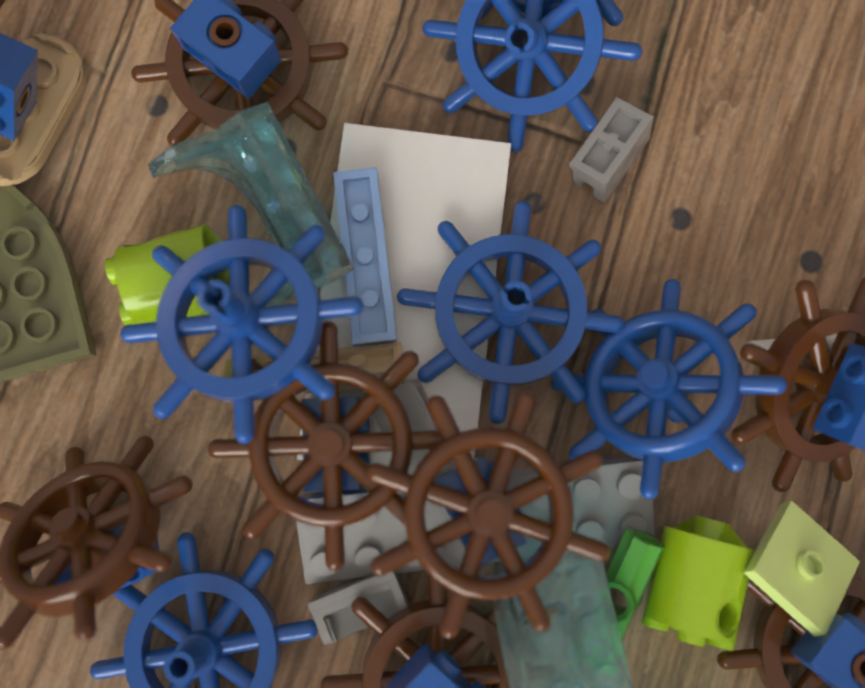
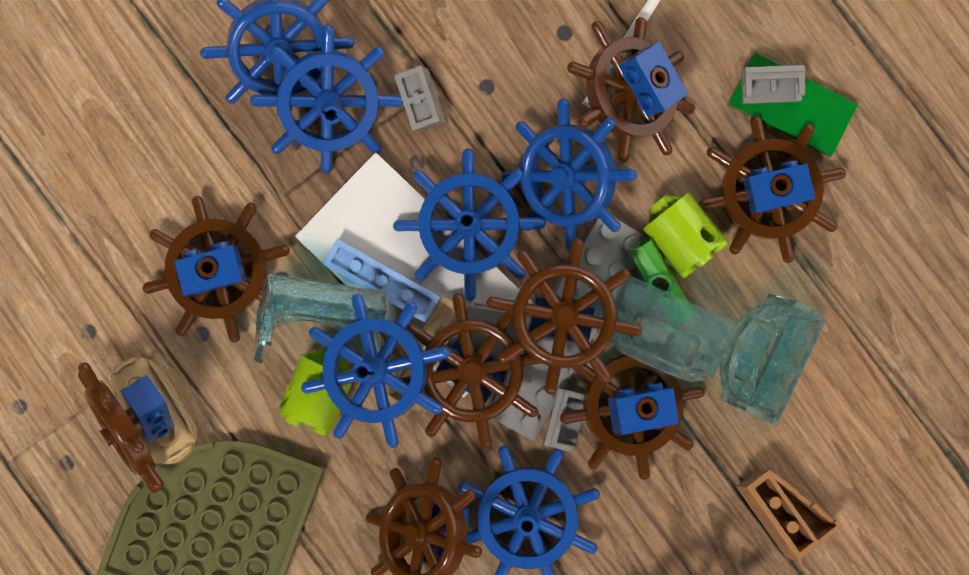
camera: 50 degrees left, 5 degrees up
(802, 568) = (713, 175): yellowish green plate -> none

